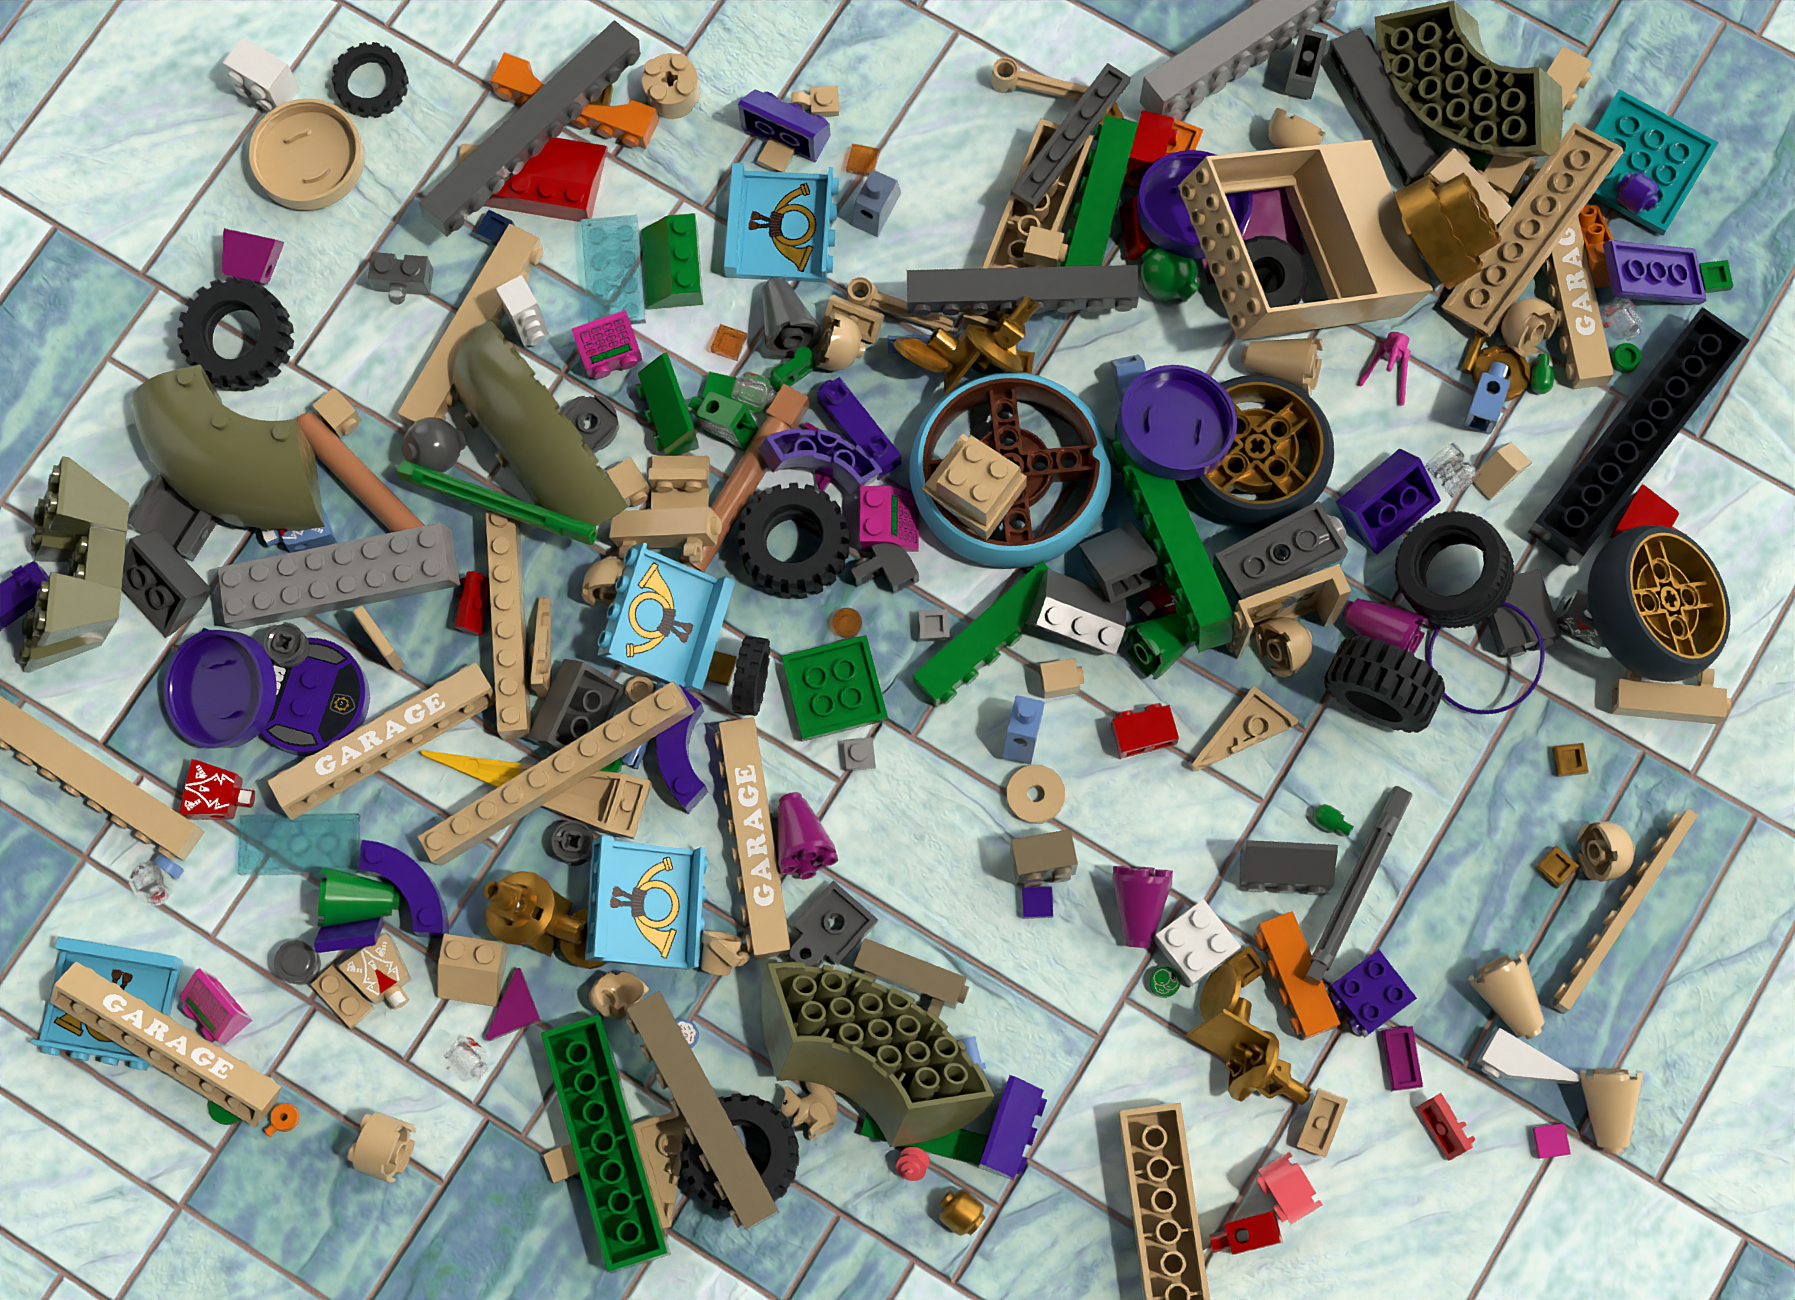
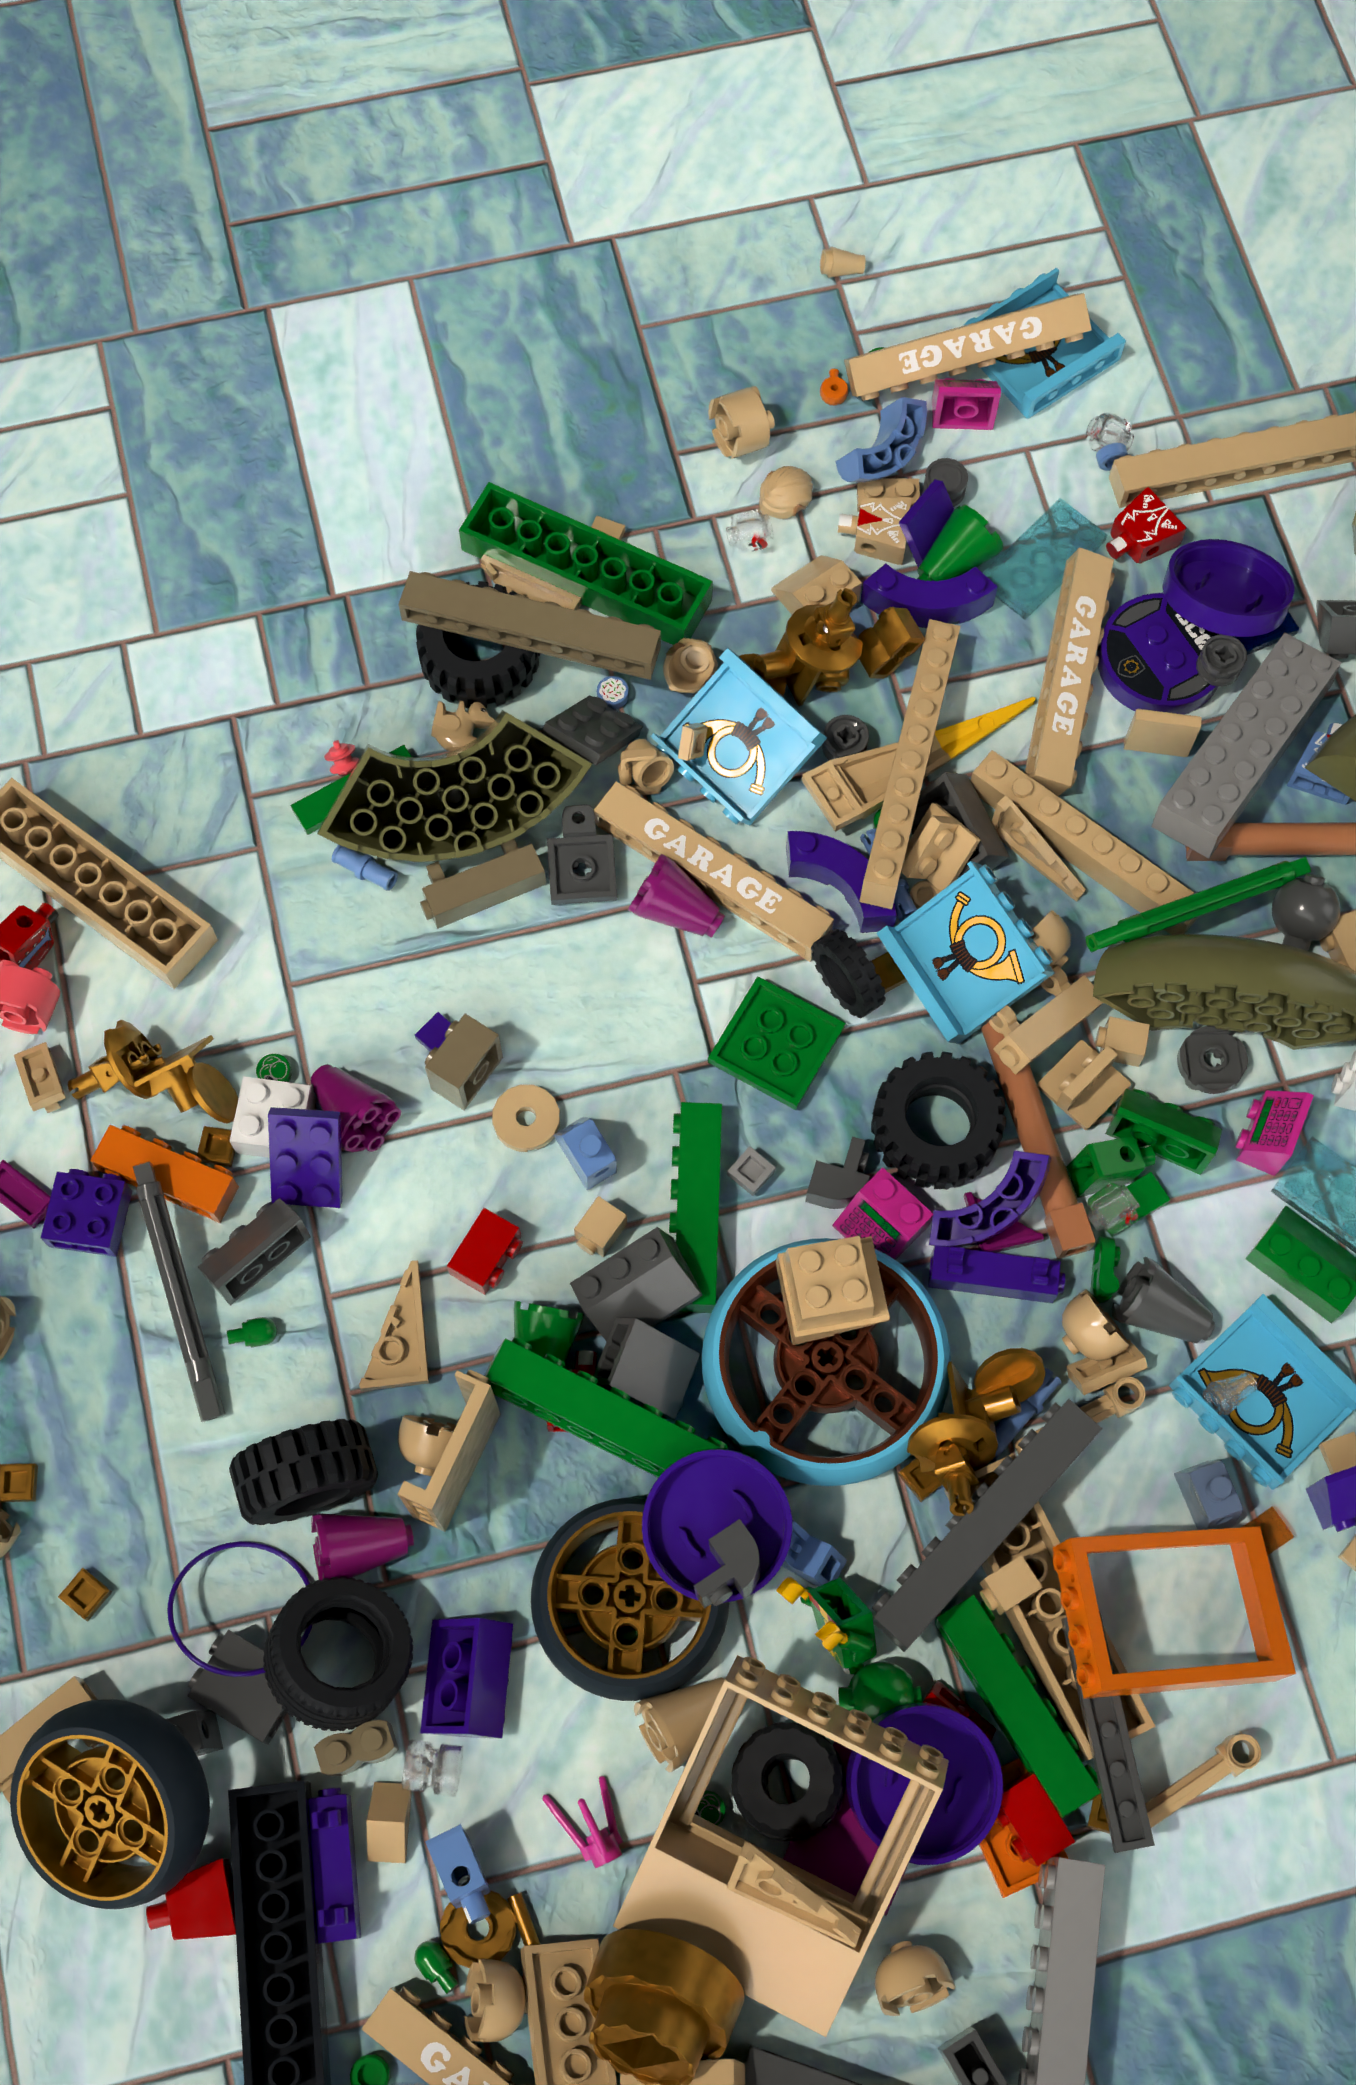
camera: 130 degrees right, 5 degrees down
(162, 1216) = (839, 262): none -> tan cone
(303, 1026) = (898, 436): none -> medium blue brick
(409, 1067) = (785, 492): none -> tan hair
(470, 874) = (889, 642): none -> pearl gold brick
(473, 603) = (1125, 826): red plate -> none
(515, 1010) = (755, 598): magenta tile -> none
(600, 699) = (938, 848): none -> tan bracket
(676, 931) = (692, 741): none -> tan tile
(728, 342) = (1185, 1243): clear orange tile -> none
(732, 1006) = (592, 729): none -> dark grey plate
(807, 239) = (1229, 1392): none -> clear cone
(847, 622) = (824, 1106): clear orange tile -> none
(859, 754) = (701, 1014): light grey plate -> none
(961, 1212) = (270, 759): pearl gold head -> none
(1013, 1128) = (287, 846): dark purple slope -> none
(1020, 196) = (1087, 1633): none -> orange window
(1153, 324) = (841, 1619): none -> green torso
(1186, 384) = (739, 1565): none -> dark grey brick
(1203, 888) = (305, 1157): none -> dark purple plate
(1281, 553) = (505, 1502): dark grey piece -> none
(1332, 200) = (773, 1887): none -> tan wing
(1501, 518) = (346, 1752): none -> dark tan brick
(1554, 472) = (334, 1866): none -> dark purple brick

